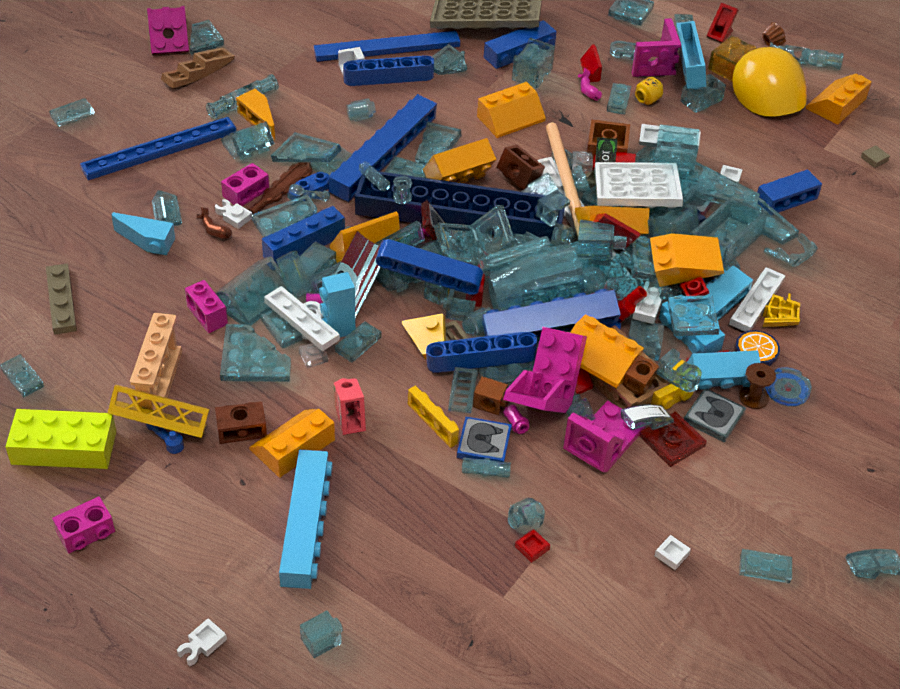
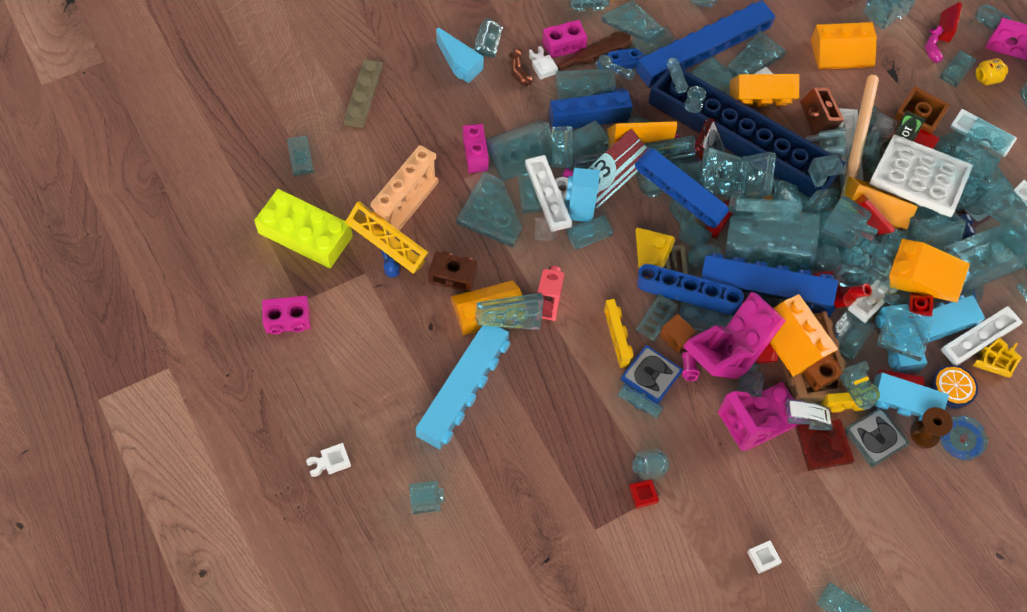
camera: 25 degrees right, 15 degrees up
(323, 431) = (512, 312): none -> clear light blue wing

